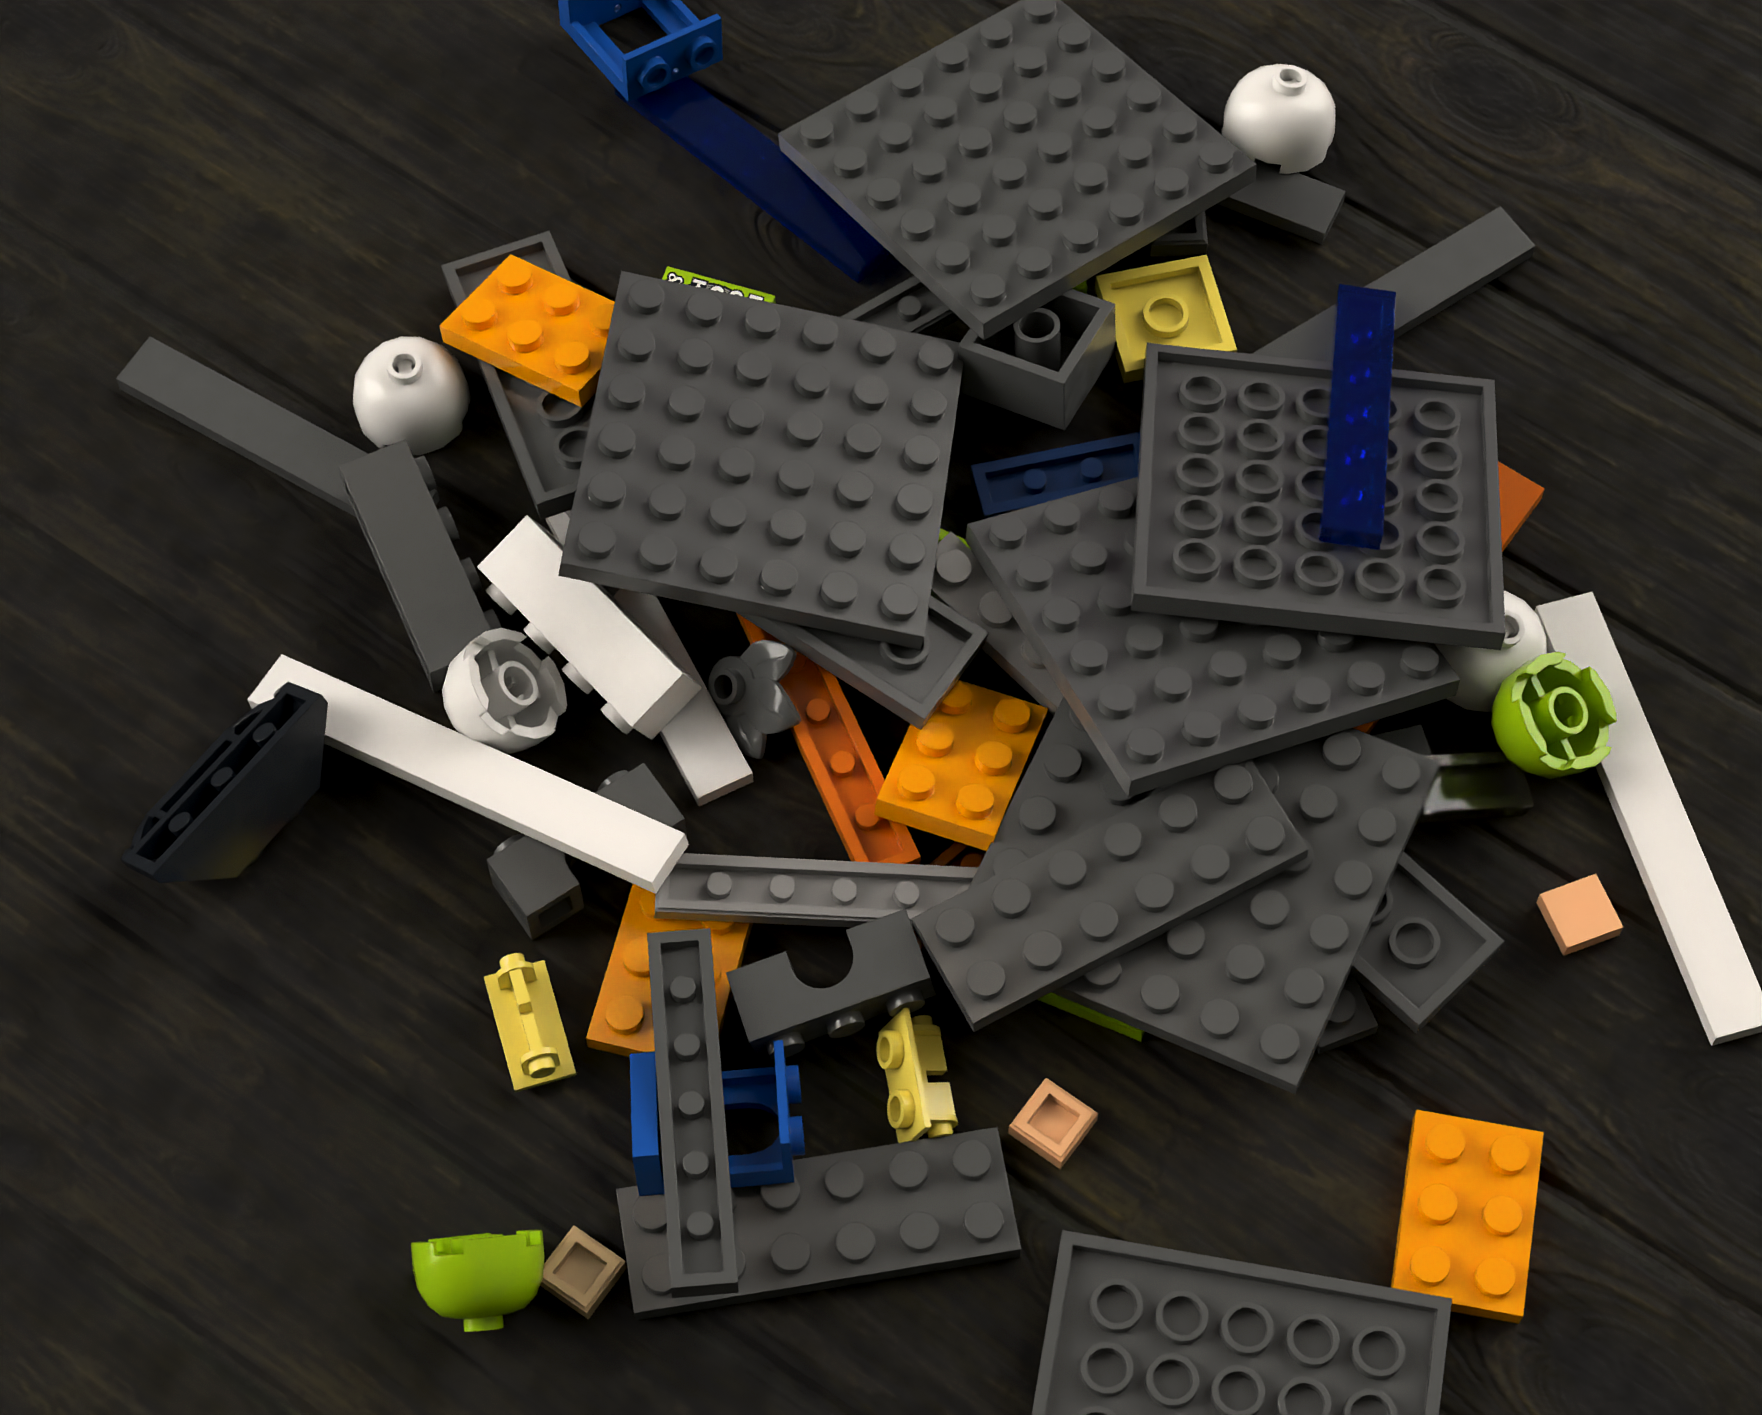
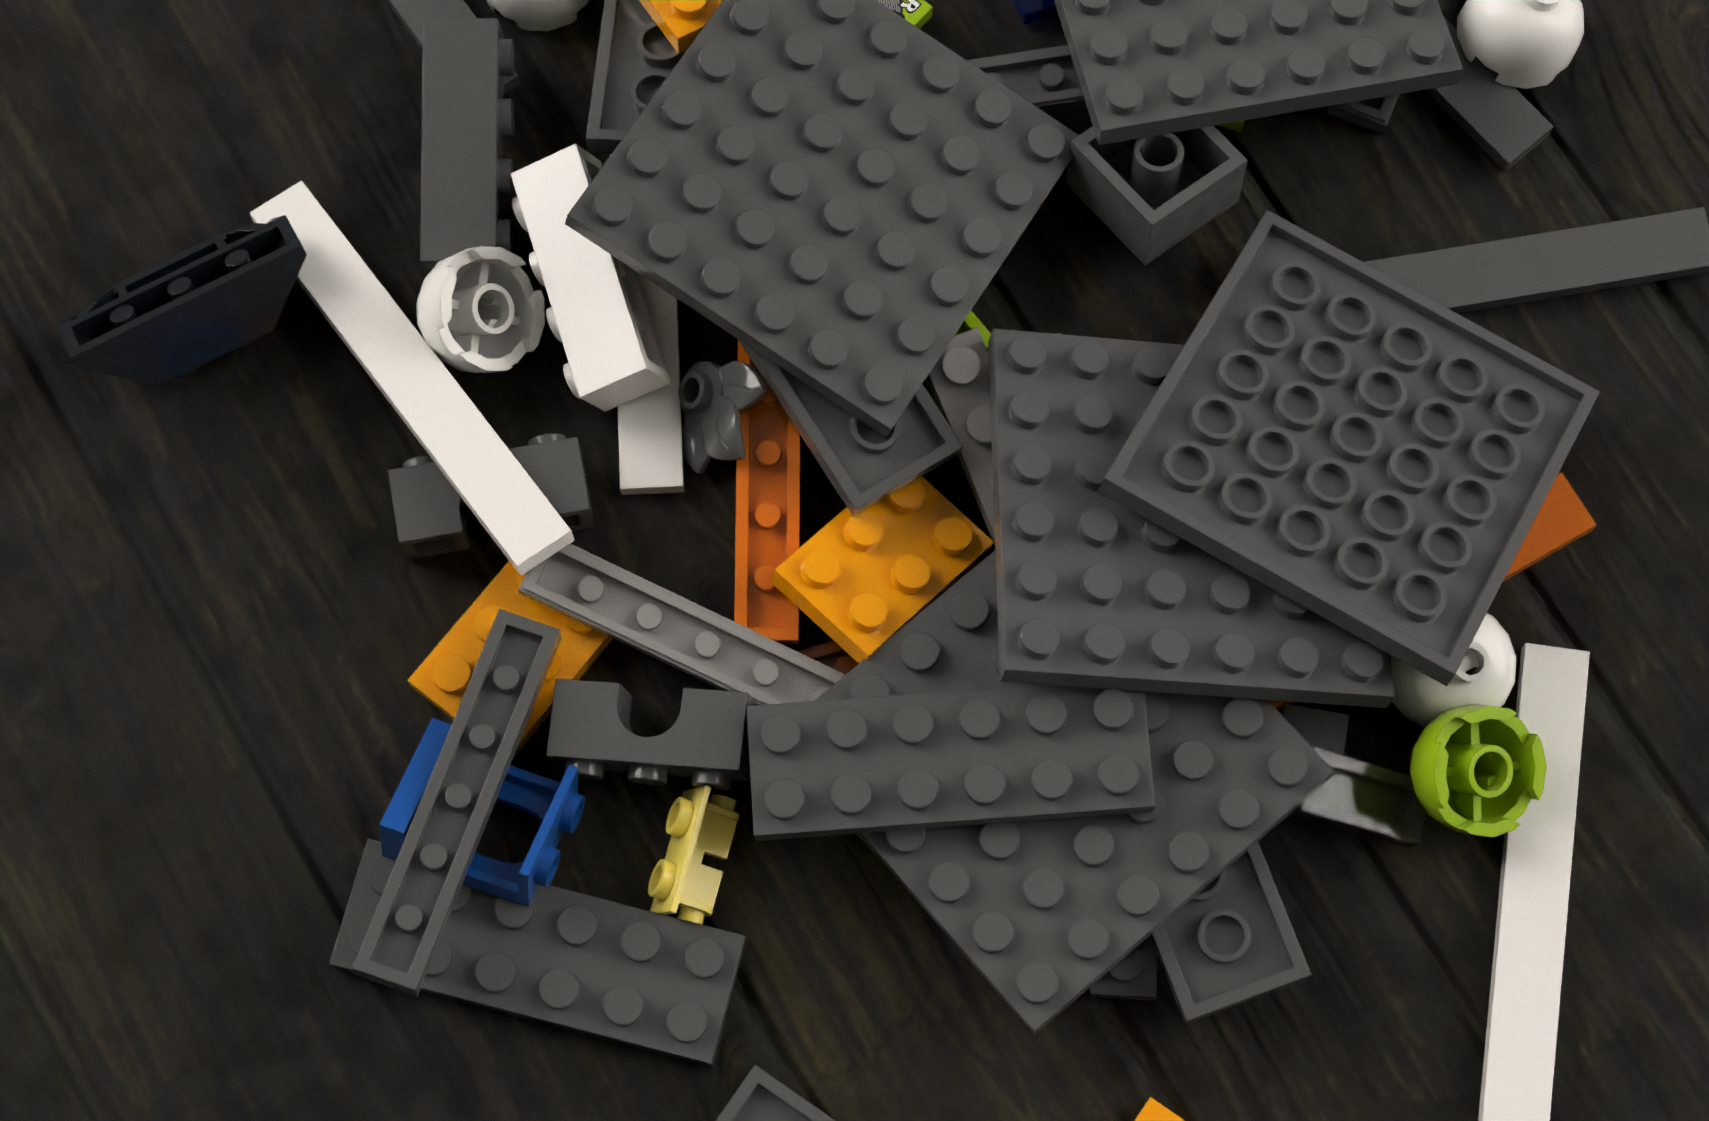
camera: 25 degrees right, 10 degrees up
(479, 1275) = (202, 866): lime cylinder -> none
(529, 1023) = (364, 642): light yellow hinge -> none
(581, 1272) = (302, 901): tan tile -> none
(1053, 473) = (1110, 307): dark blue plate -> none
(1053, 1123) = (802, 953): light nougat tile -> none
(1166, 306) = (1308, 179): light yellow plate -> none
(1358, 418) = (1433, 379): clear blue tile -> none
(1579, 914) = (1410, 973): light nougat tile -> none

